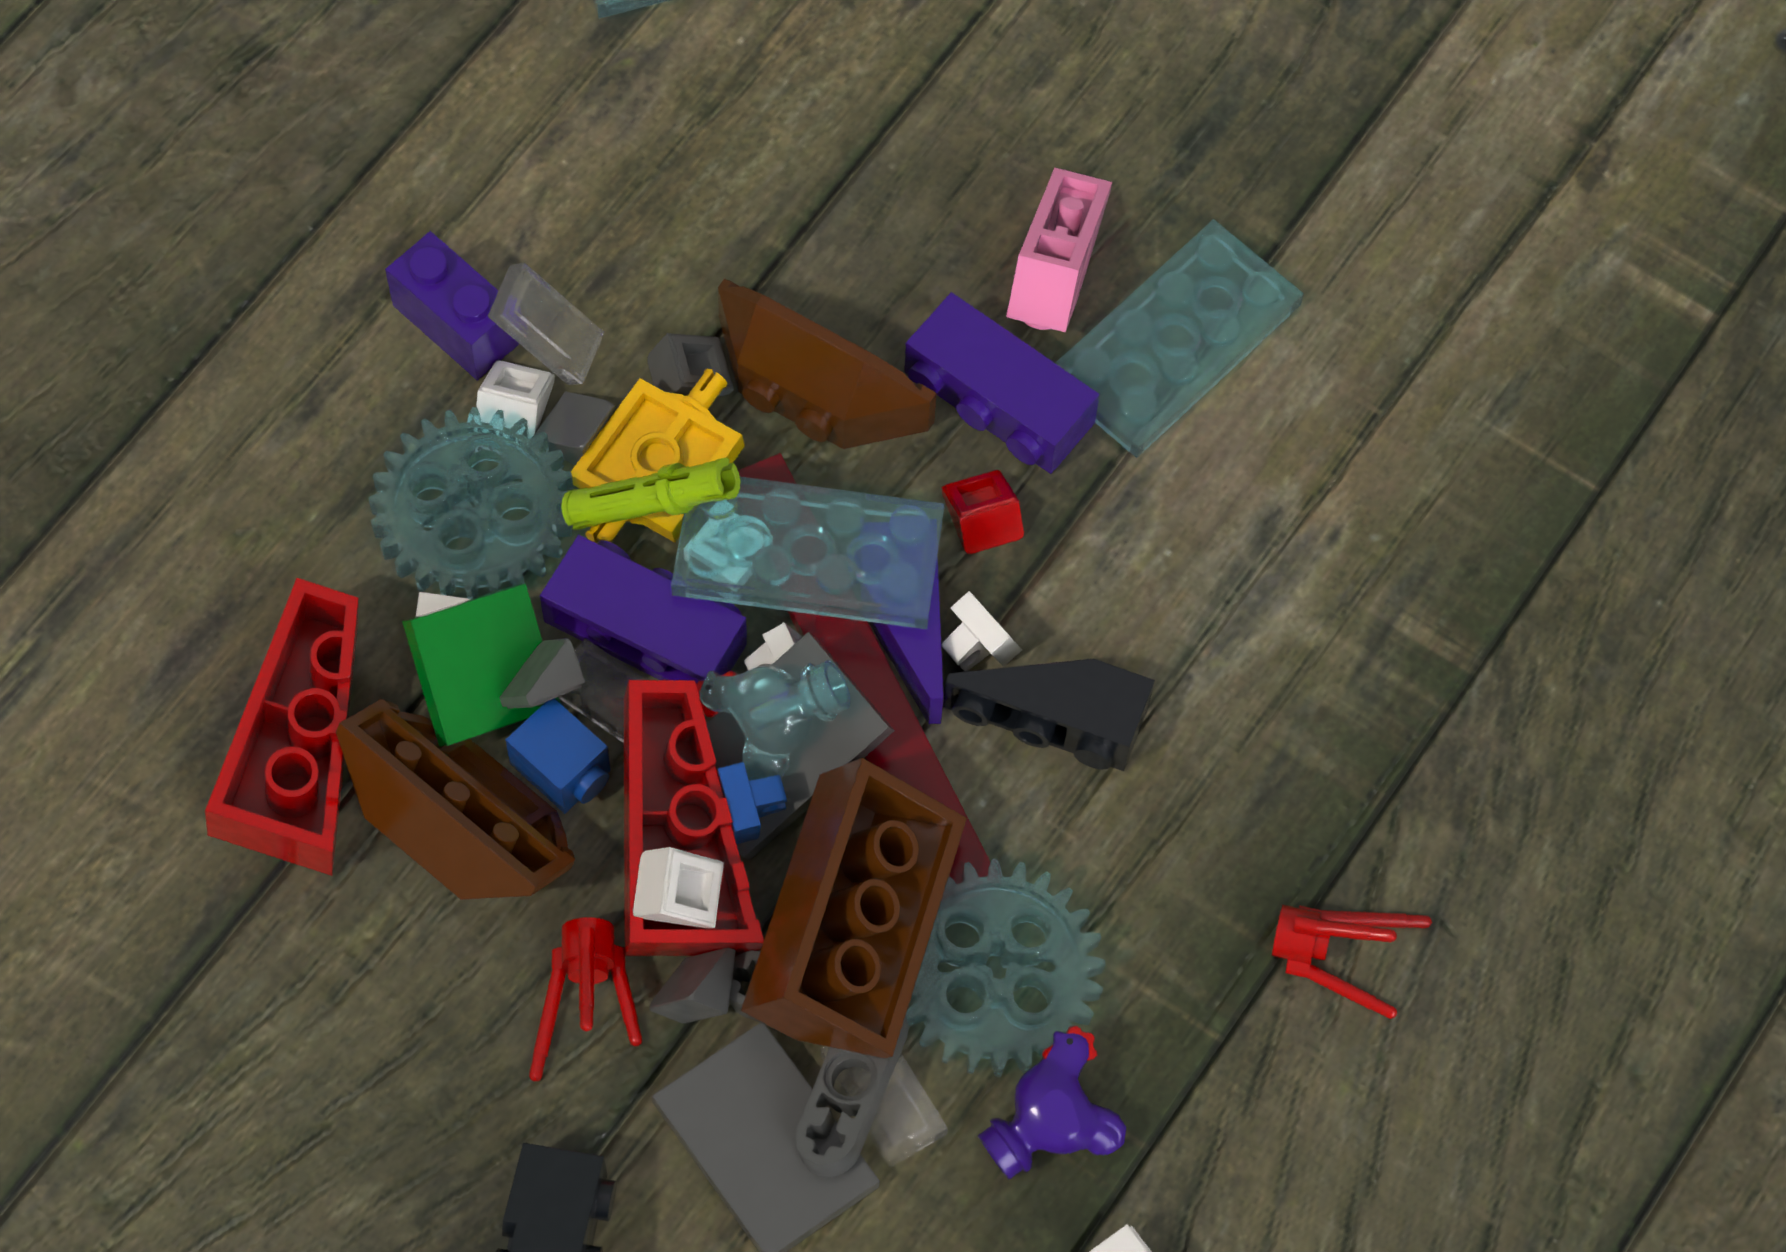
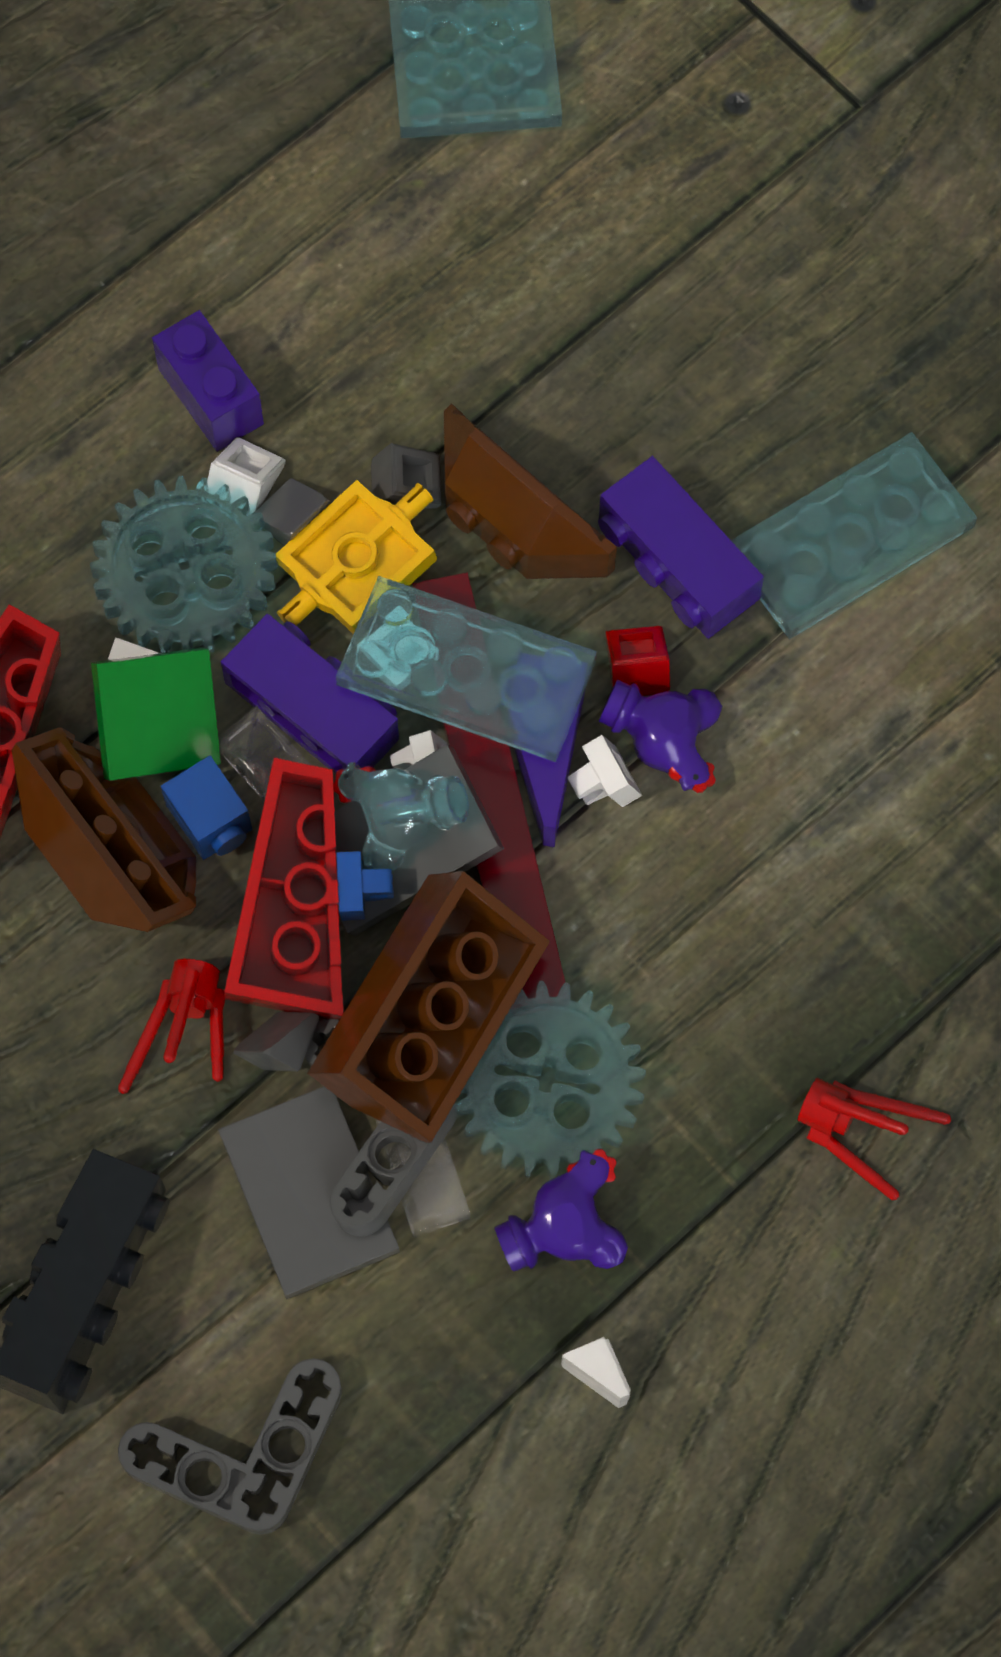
camera: 15 degrees right, 5 degrees up
(544, 676) = (207, 736): dark grey slope -> none
(546, 324) = (284, 414): clear tile -> none
(670, 490) = (354, 590): lime pin -> none
(678, 887) = (276, 953): white slope -> none
(1031, 575) = (666, 729): none -> dark purple animal
(1058, 250) = (762, 433): bright pink slope -> none
(1066, 704) = (669, 855): black slope -> none

